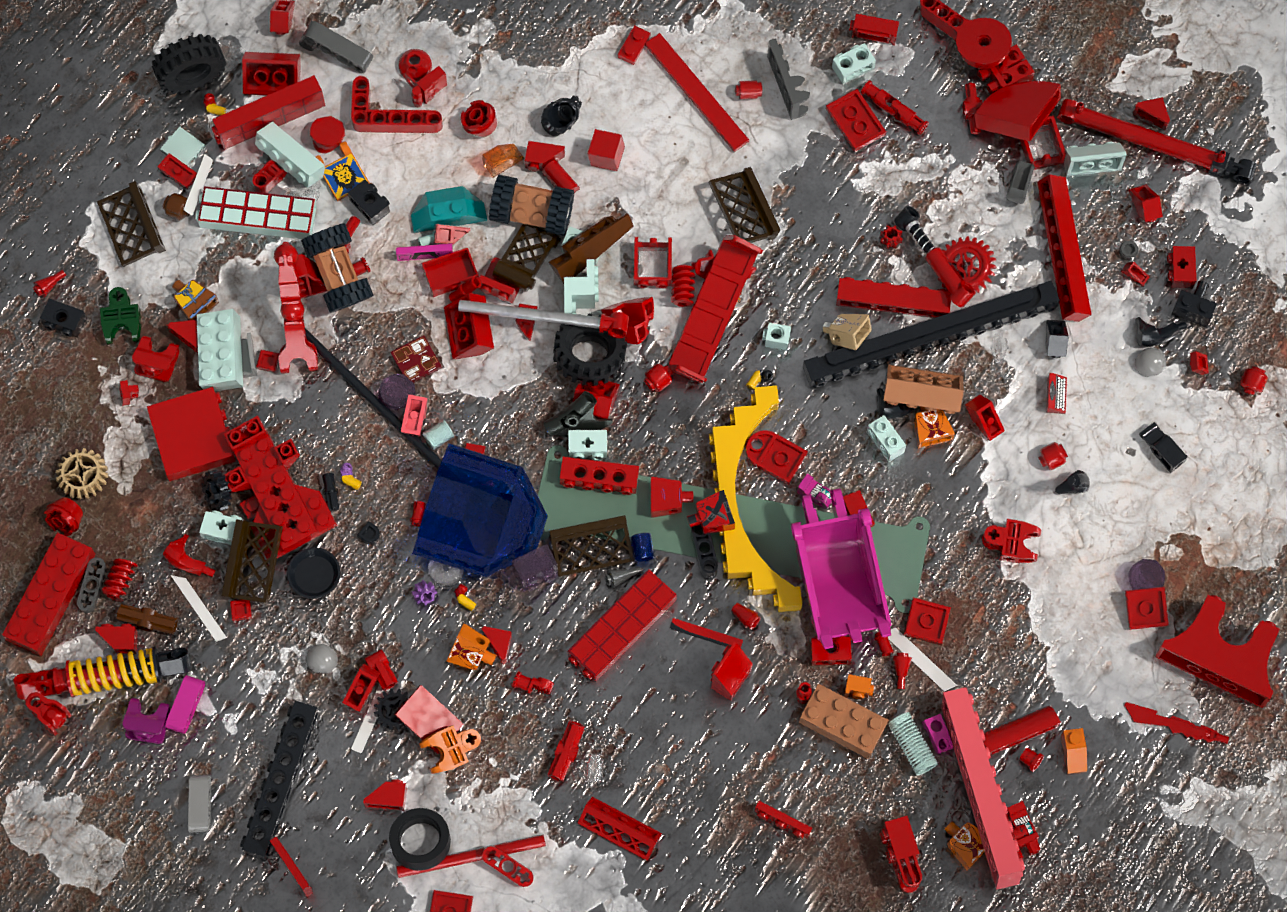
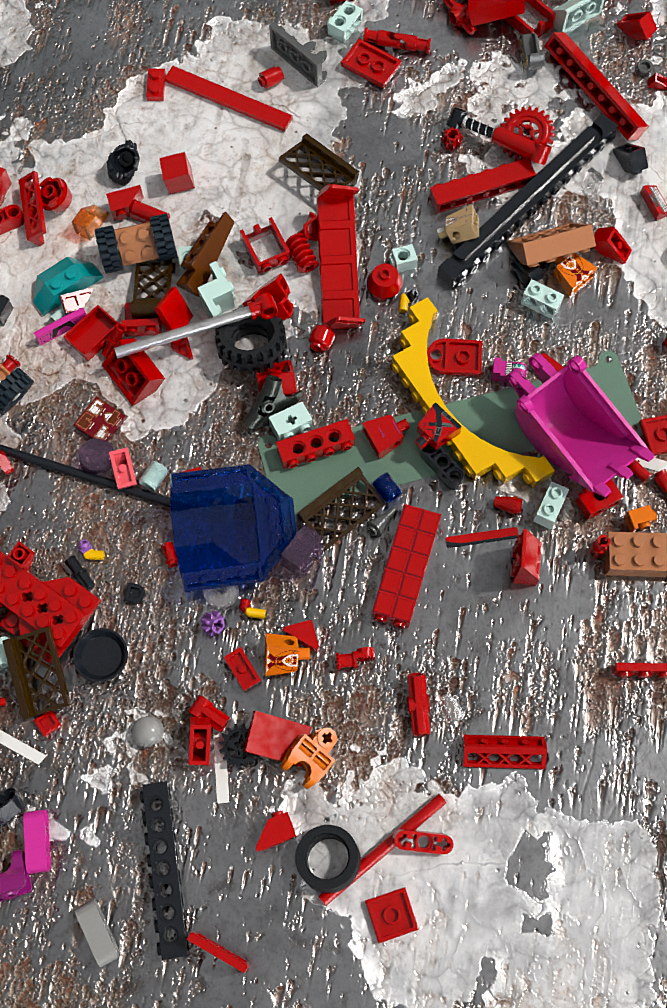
camera: 25 degrees left, 0 degrees up
(430, 645) = (242, 669): none -> red plate
(453, 122) = (32, 208): none -> red fence
(533, 288) = (173, 310): none -> red tile
(747, 350) = (384, 281): none -> red cone
(782, 635) = (551, 505): none -> light aqua brick

